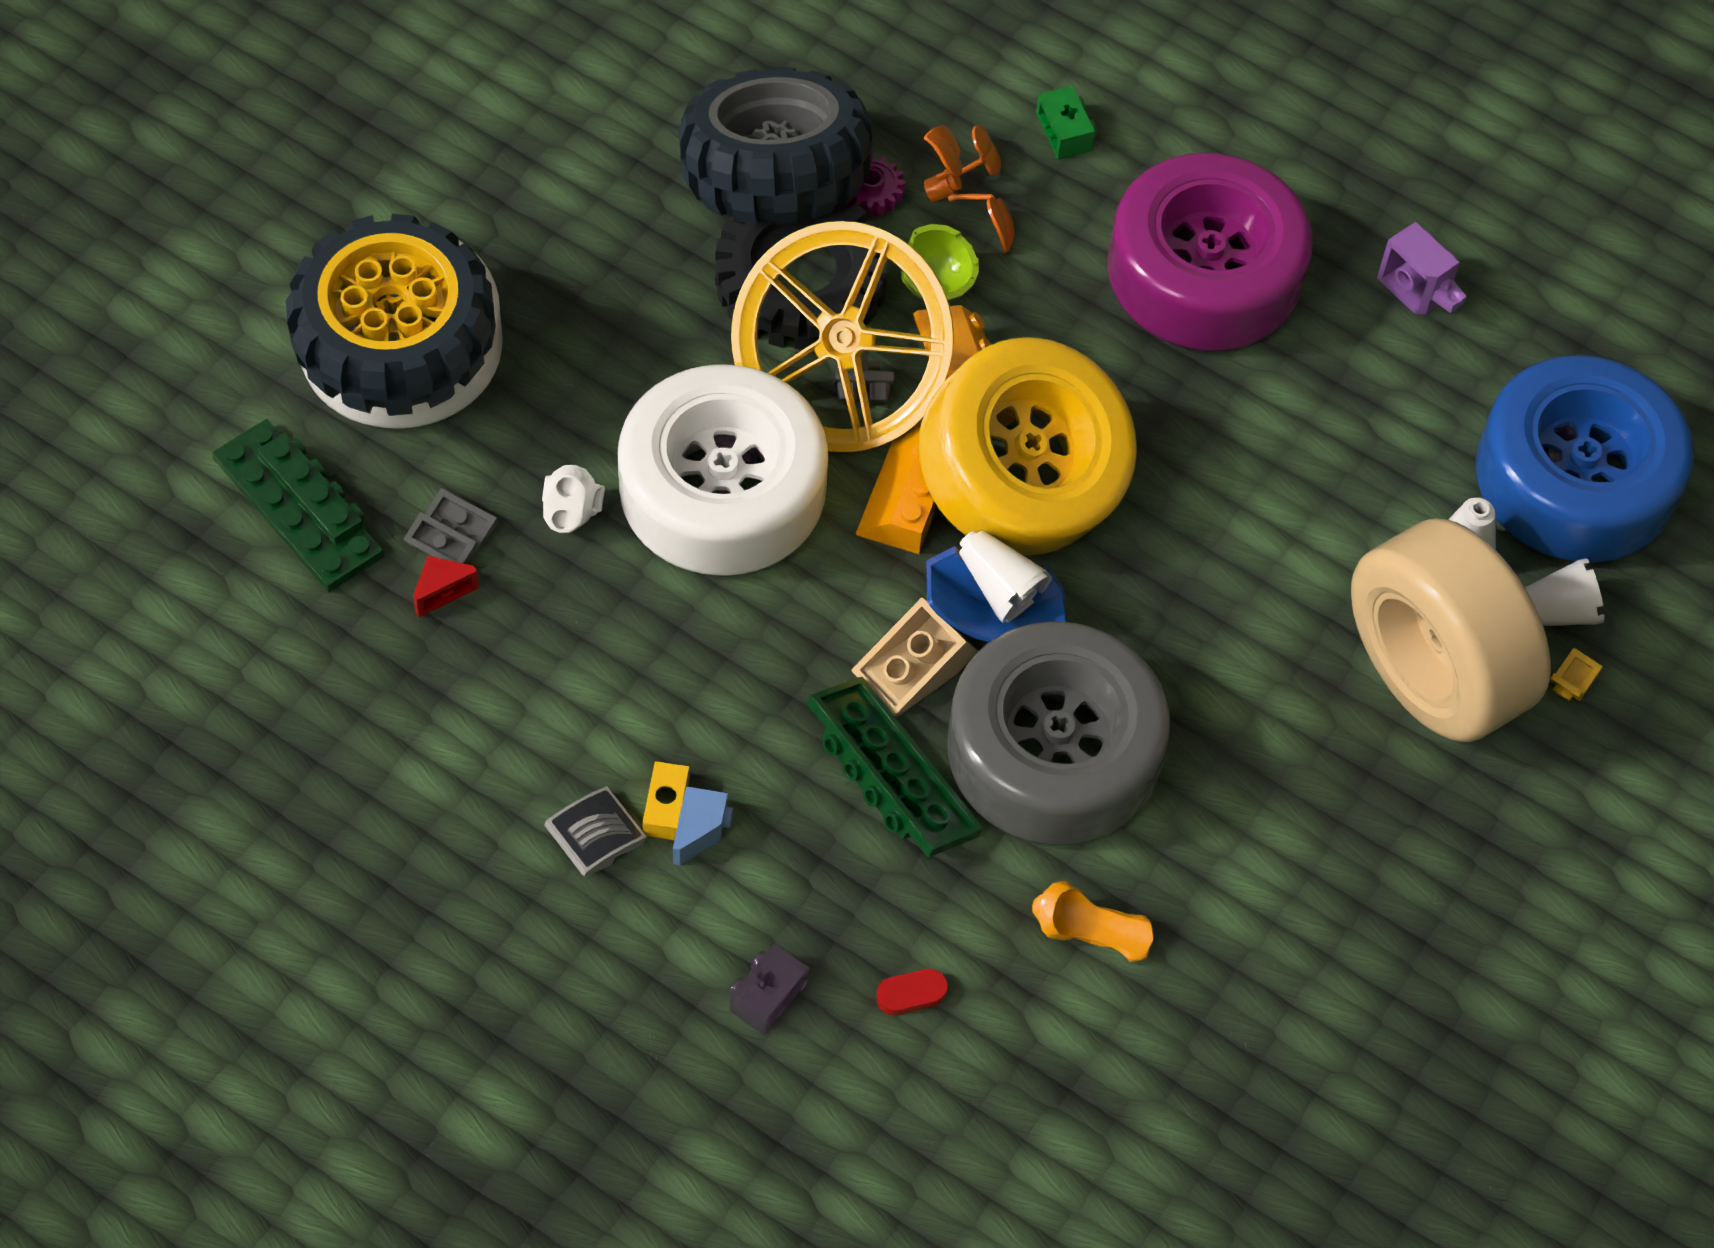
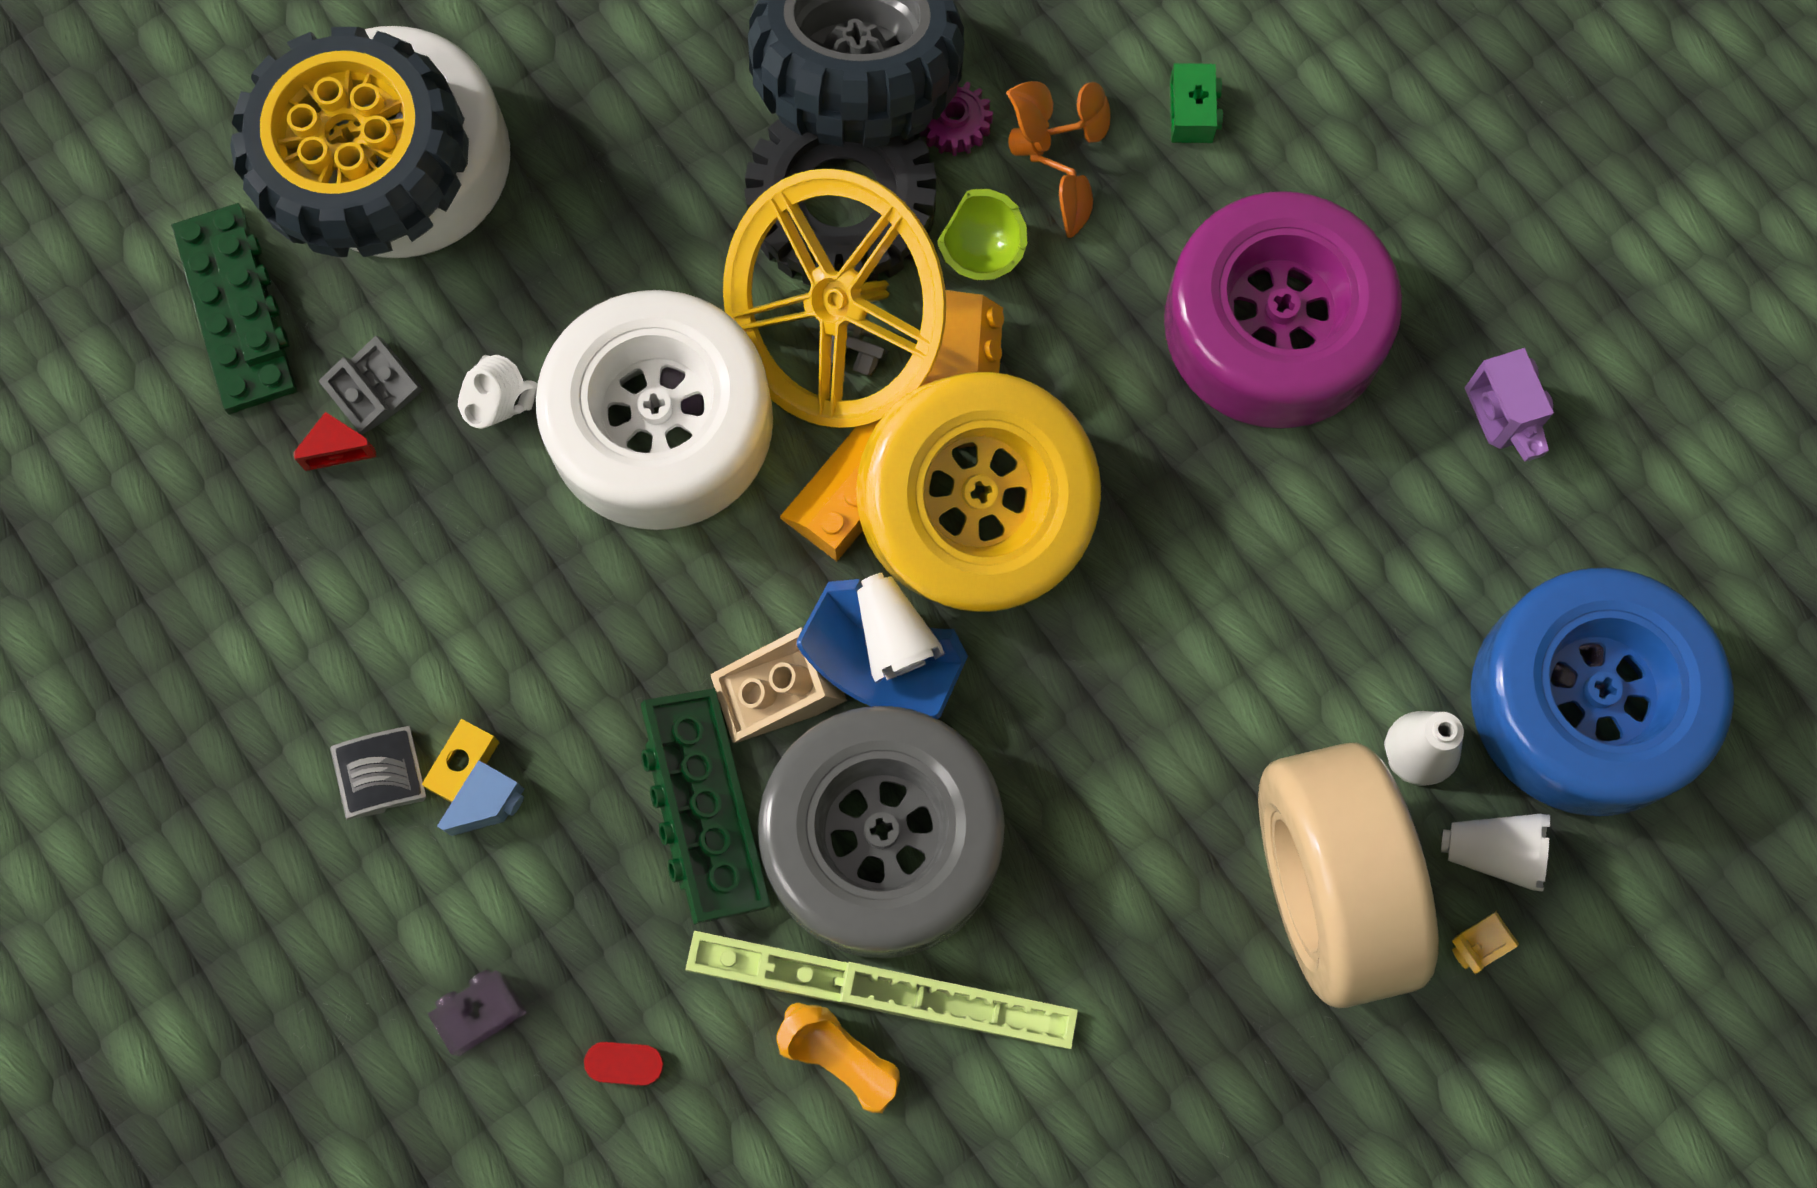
camera: 25 degrees right, 15 degrees up
(1105, 862) = (881, 990): none -> yellowish green slope

